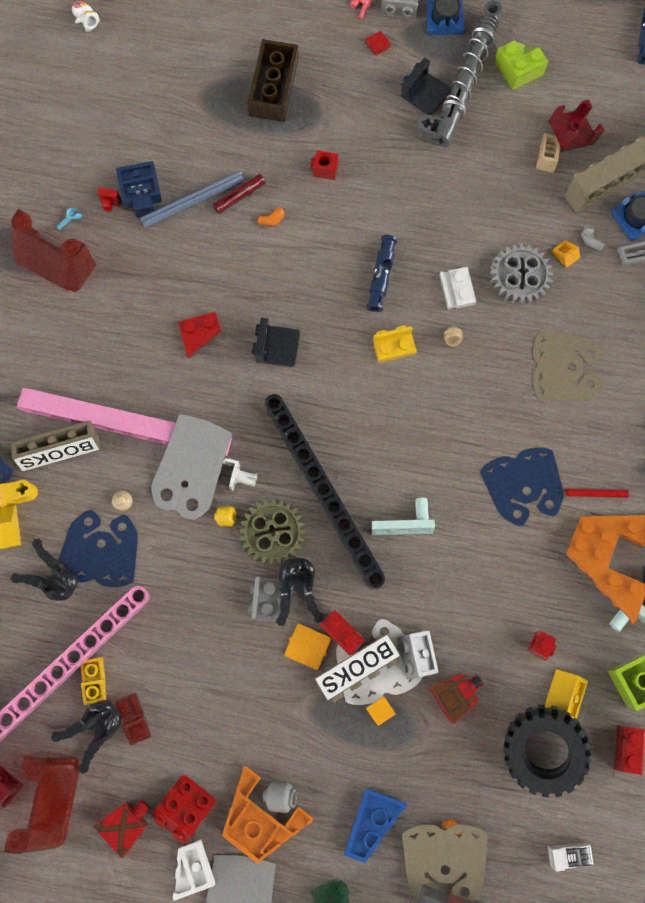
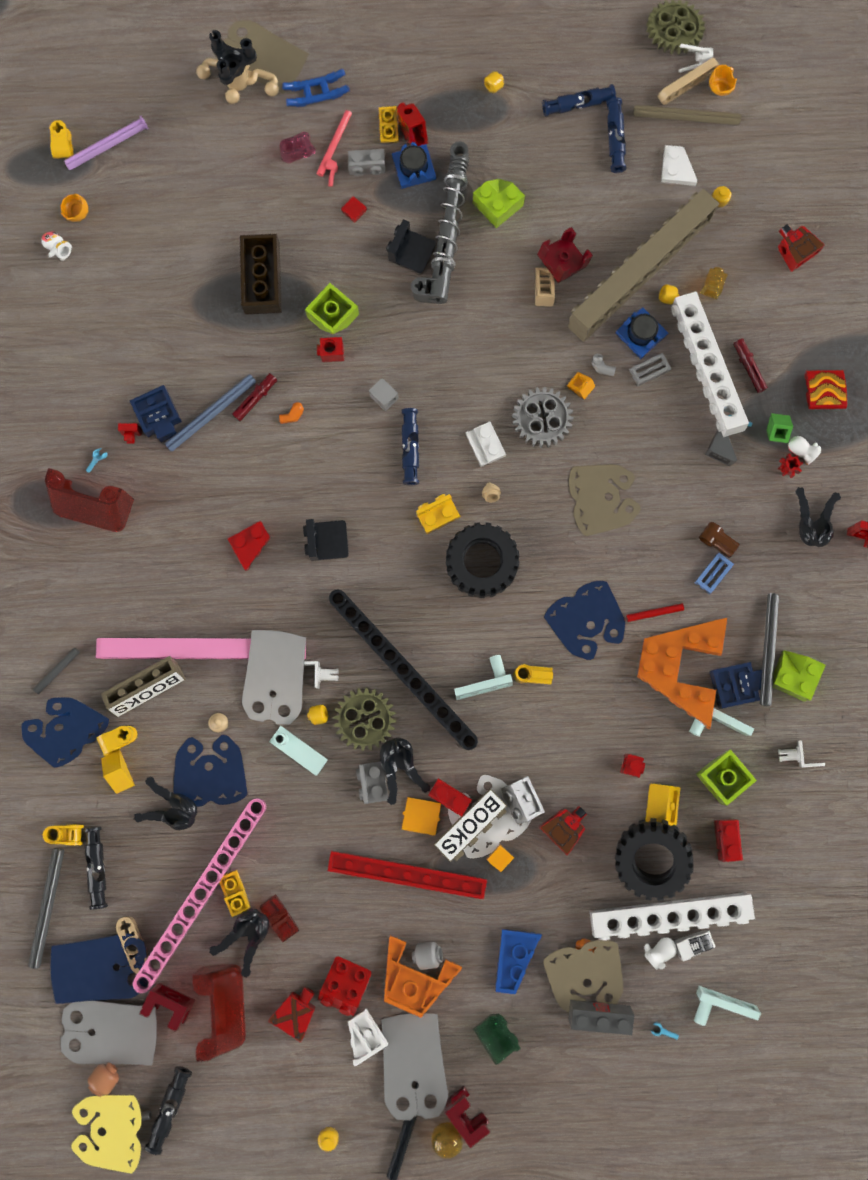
camera: 10 degrees left, 5 degrees up
(196, 548) = (298, 750): none -> light aqua piece
(279, 705) = (407, 875): none -> red plate
(335, 127) = (332, 310): none -> lime slope
(367, 218) = (383, 394): none -> light grey panel
(438, 375) = (482, 535): none -> black tyre
(459, 527) = (535, 674): none -> yellow piece
(533, 856) = (662, 952): none -> white animal
(630, 834) = (741, 901): none -> white brick

